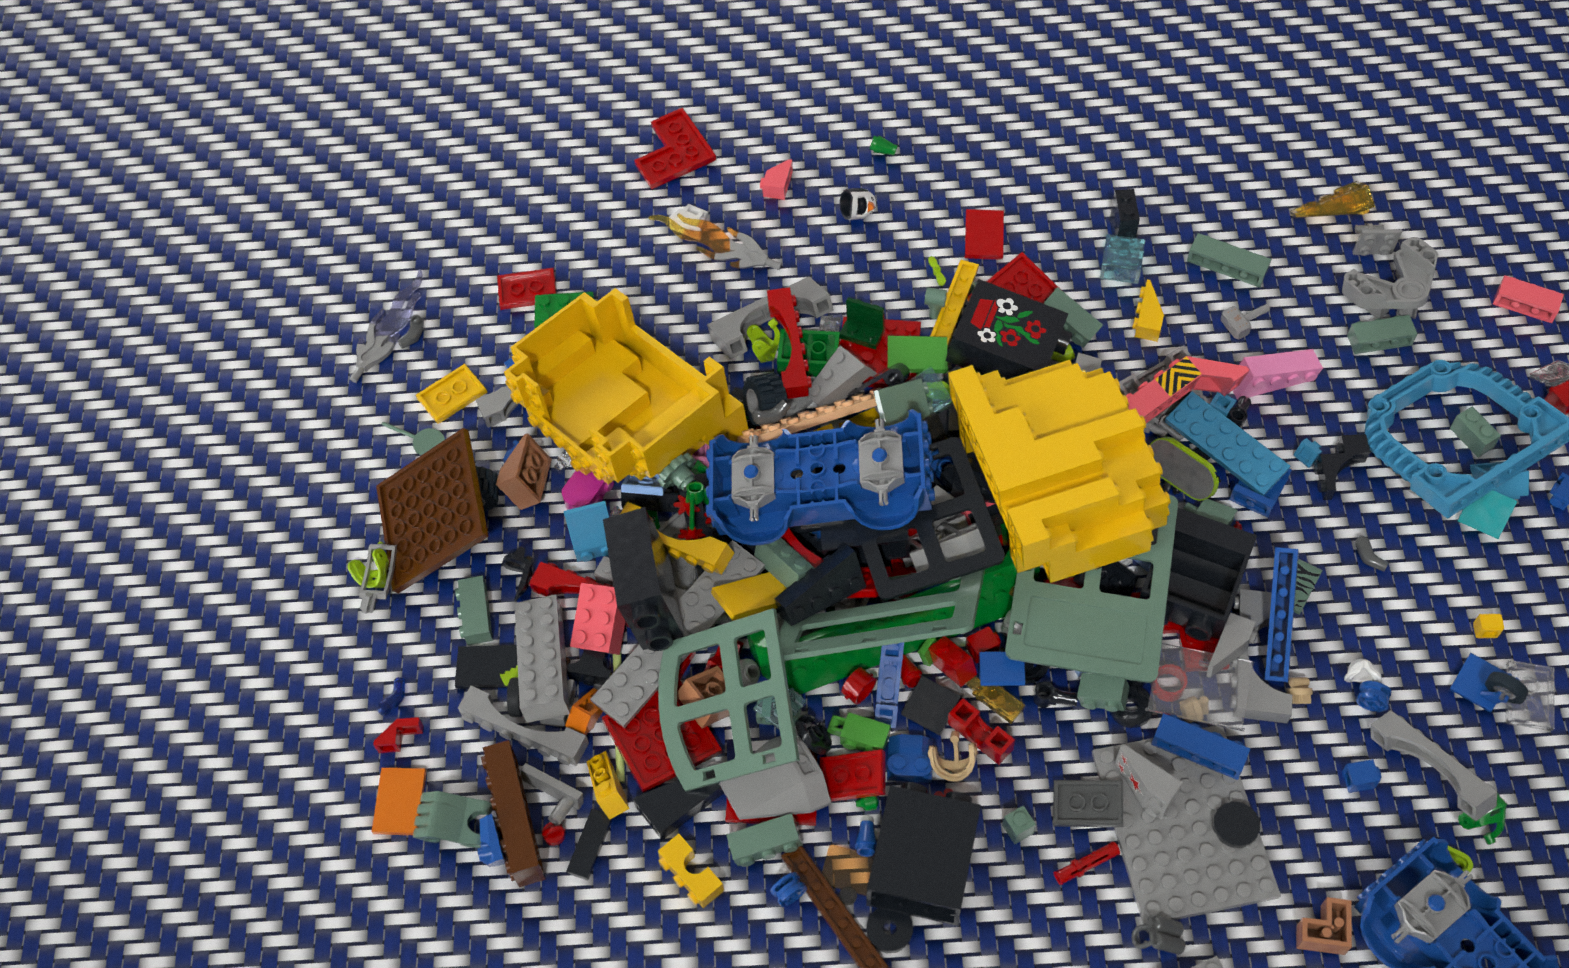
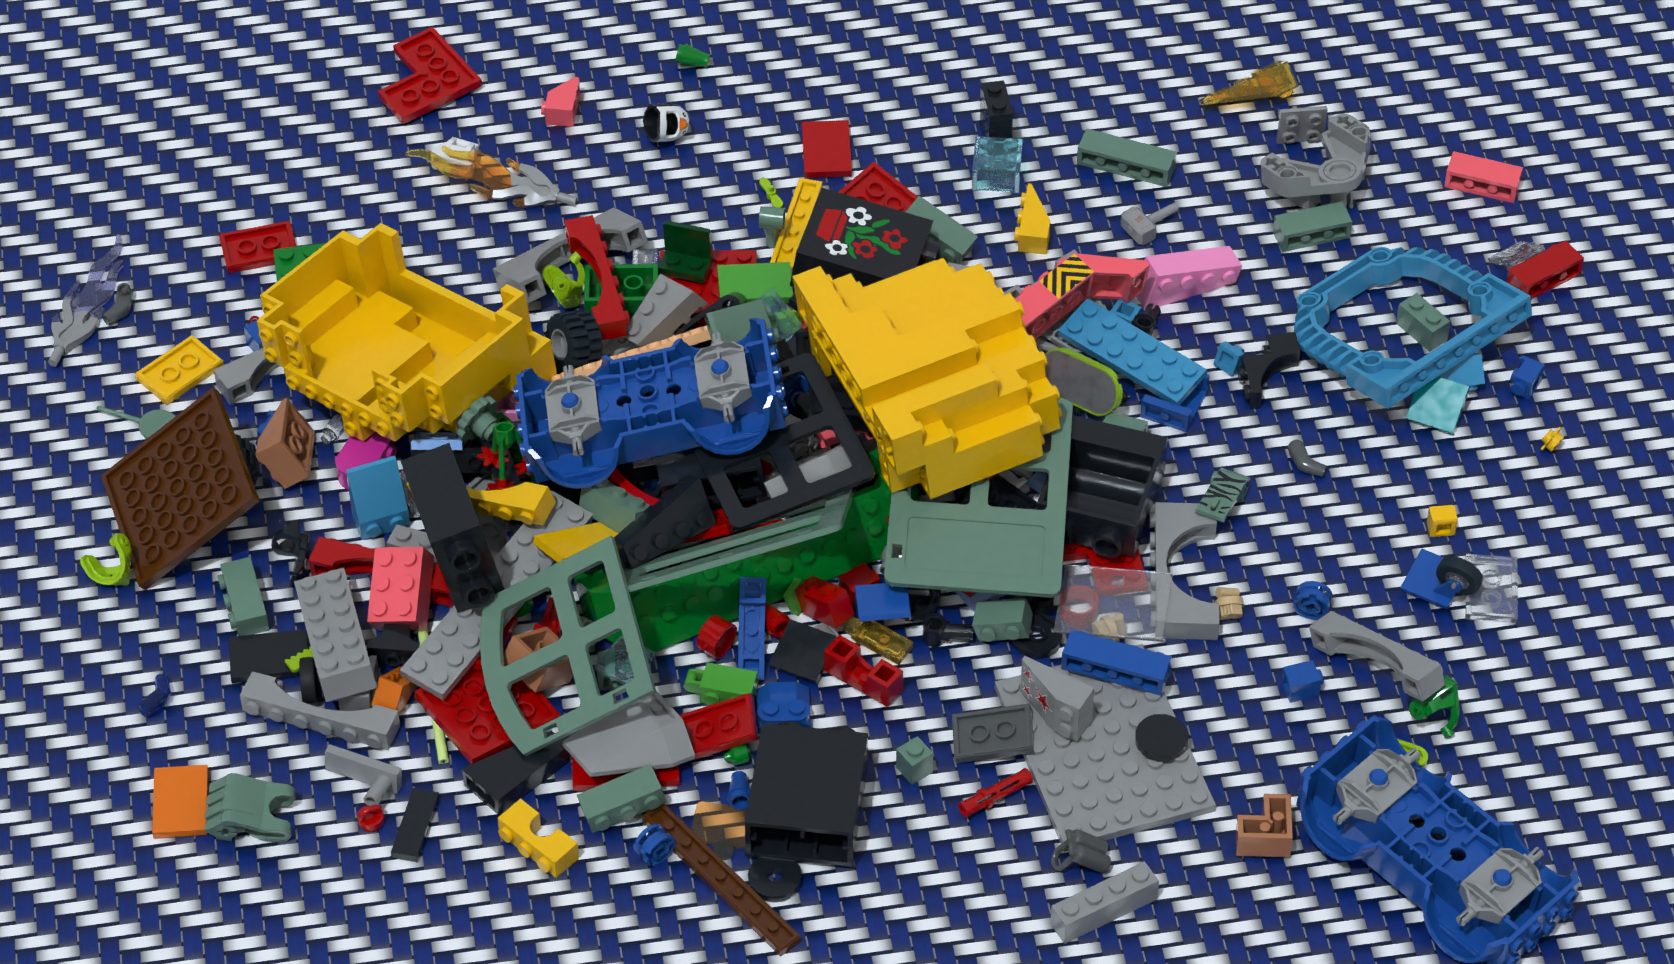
camera: 10 degrees left, 10 degrees down
(366, 595) = (109, 589): light grey sword -> none
(391, 738) = (159, 738): red slope -> none
(490, 850) = (302, 827): blue slope -> none
(512, 814) = (321, 796): reddish brown brick -> none
(607, 786) = (429, 761): yellow slope -> none
(772, 415) = (585, 355): dark grey arm -> none
(813, 735) = (669, 690): black tile -> none
(957, 766) = (840, 713): tan helmet -> none
(1232, 643) = (1146, 554): light grey slope -> none
(1281, 614) = (1201, 519): blue brick -> none
(1362, 670) = (1296, 574): white piece -> none

